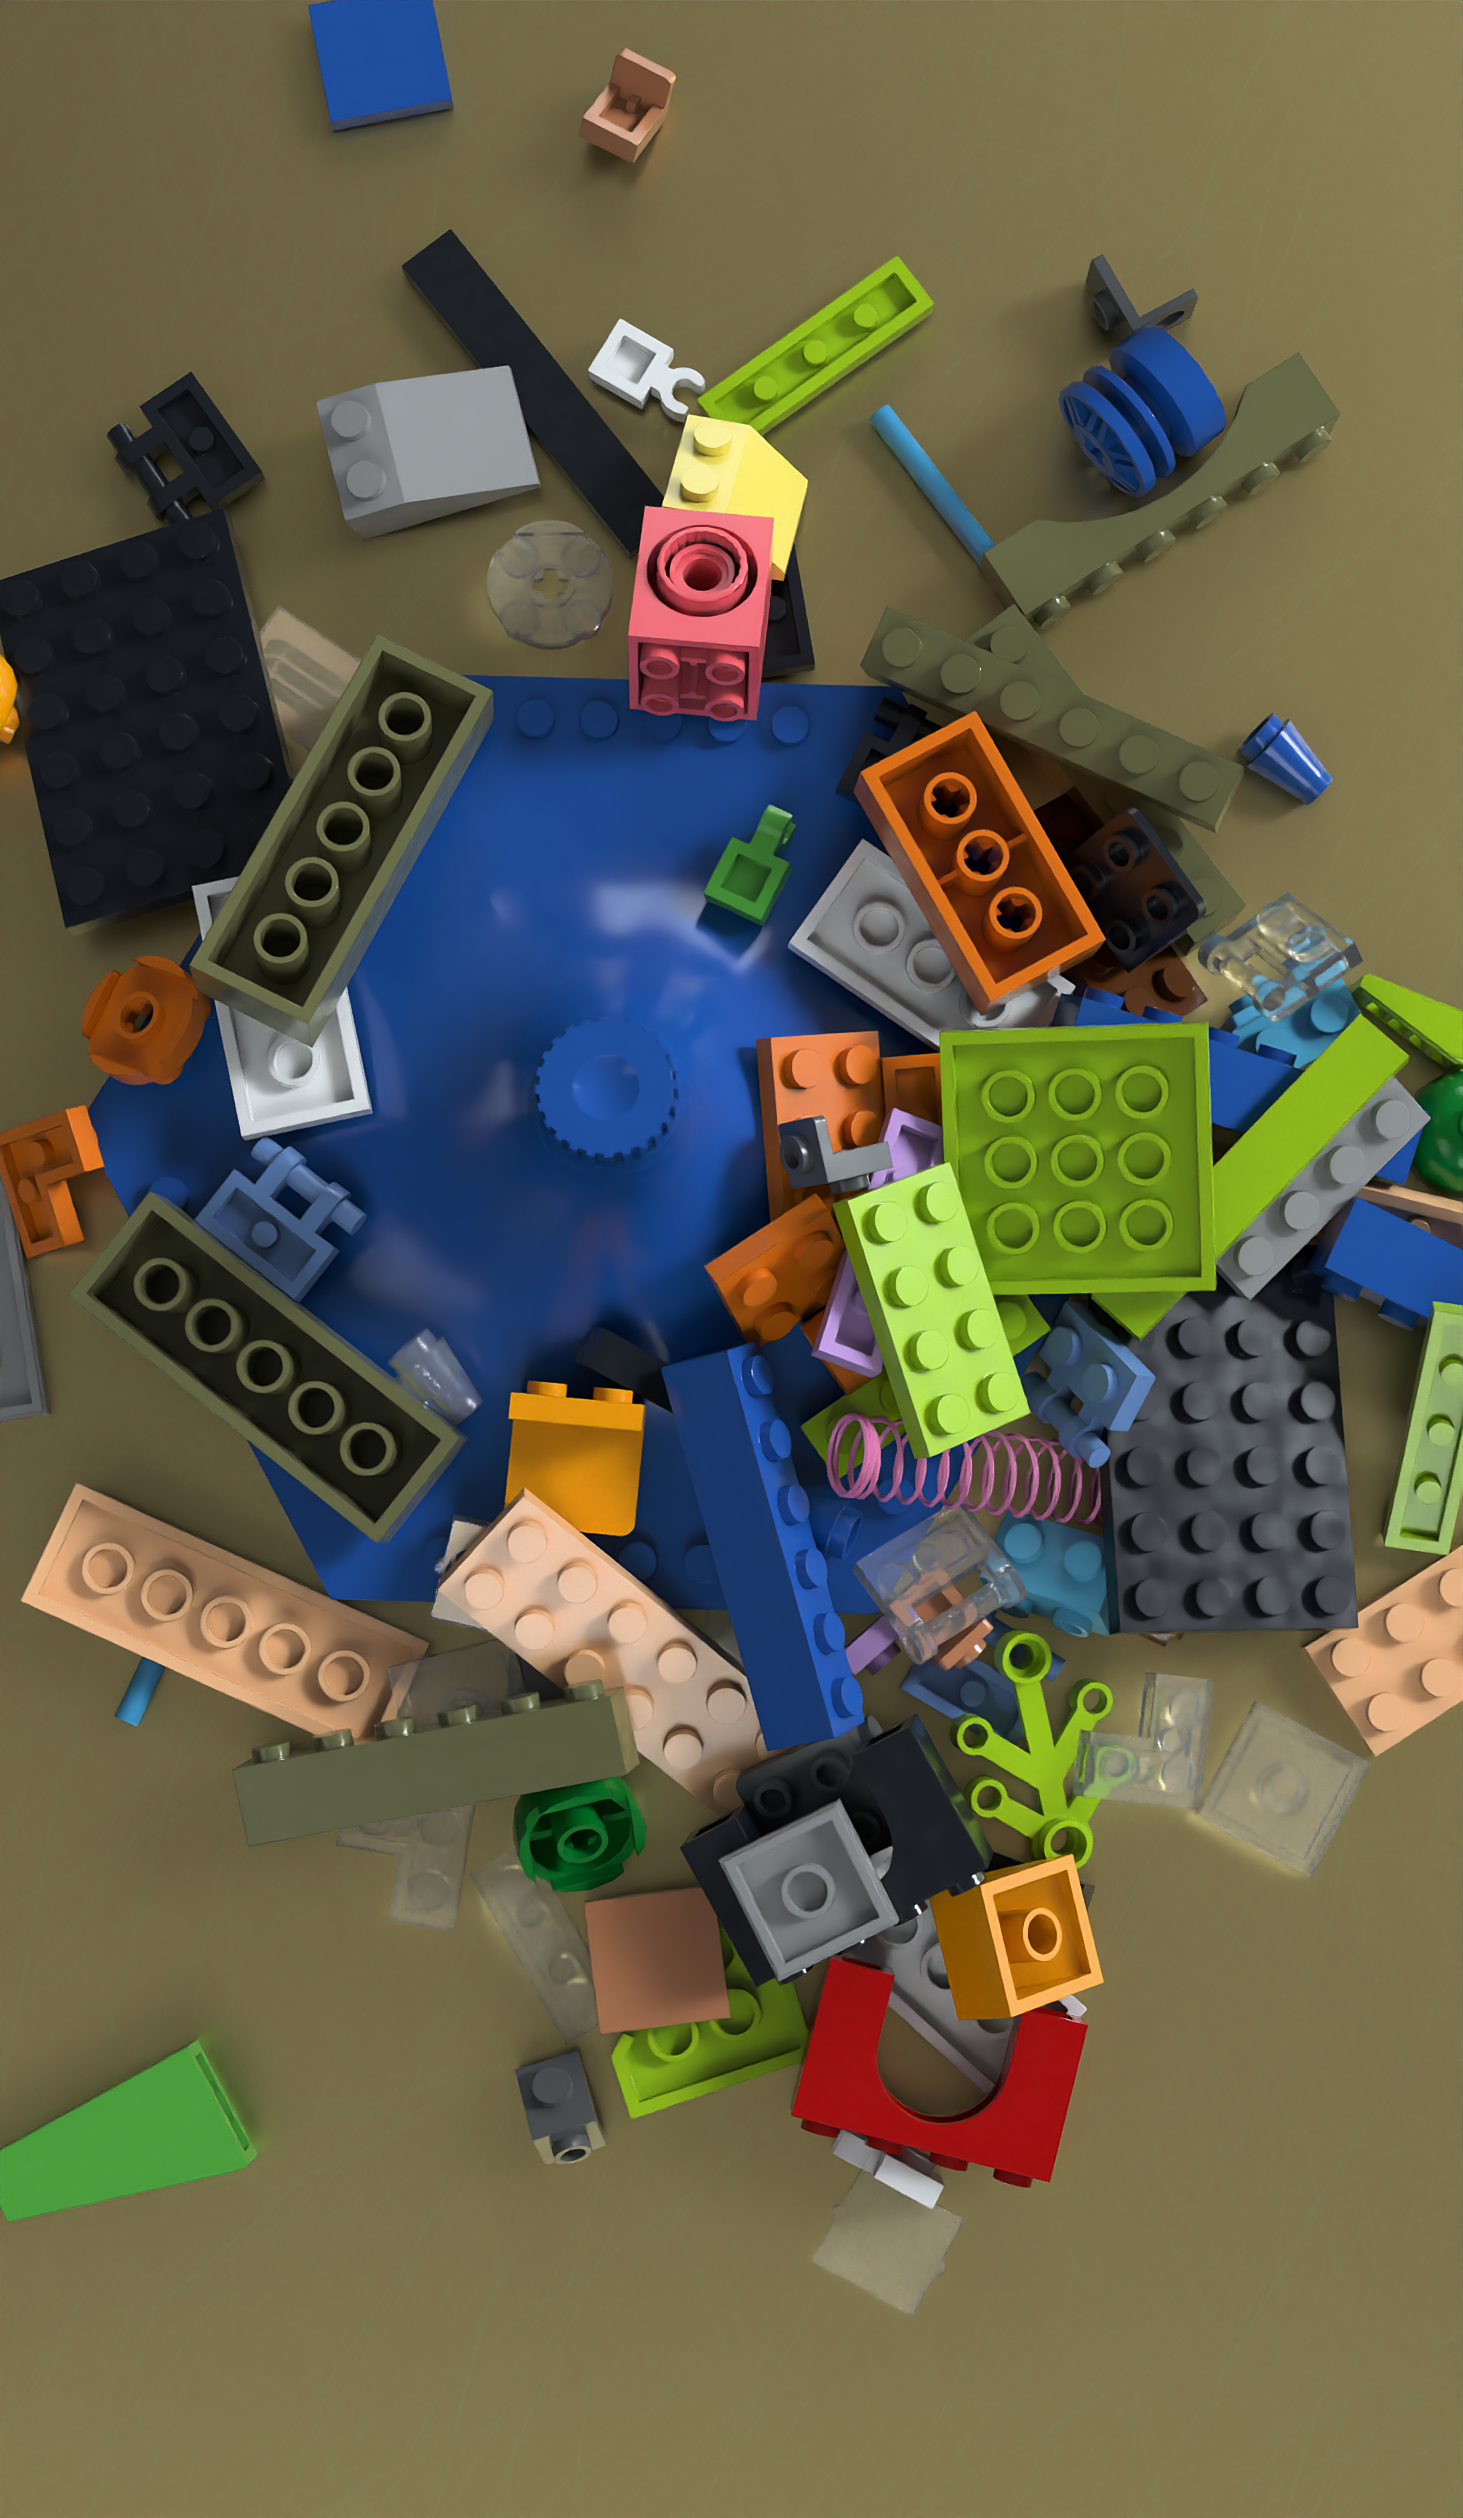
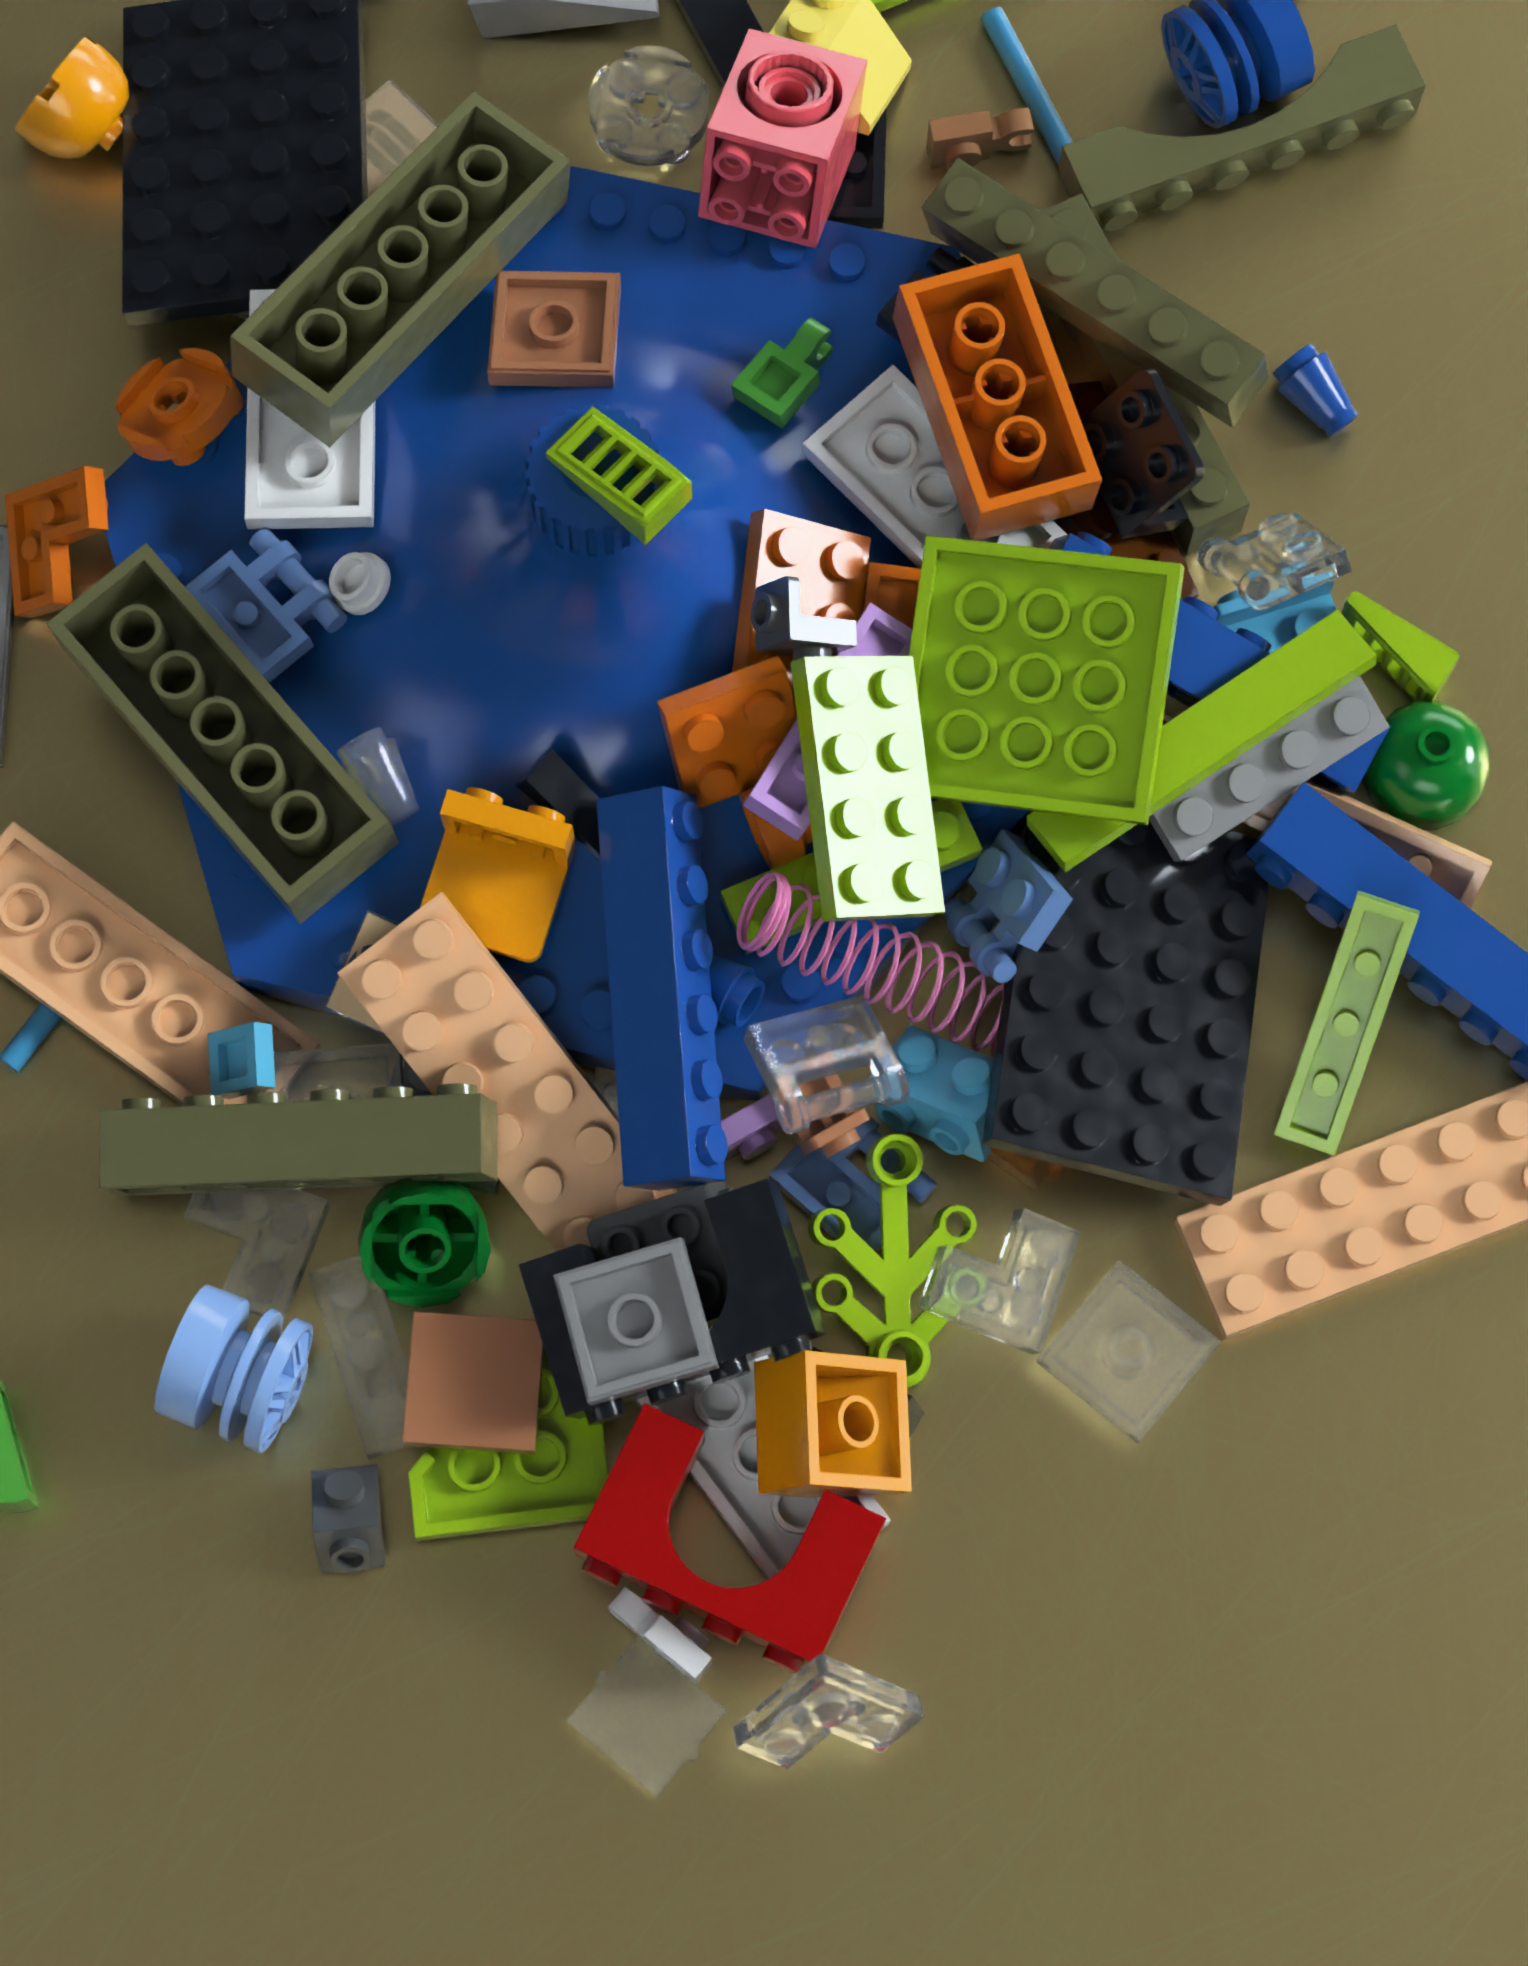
camera: 10 degrees right, 10 degrees down
(359, 1686) = (241, 1060): none -> medium azure plate
(372, 1178) = (359, 582): none -> white plate
(421, 1996) = (244, 1372): none -> light blue wheel
(510, 865) = (554, 329): none -> nougat tile
(685, 1123) = (642, 521): none -> lime slope
(881, 560) = (976, 135): none -> medium nougat plate
(1062, 2209) = (827, 1700): none -> clear plate

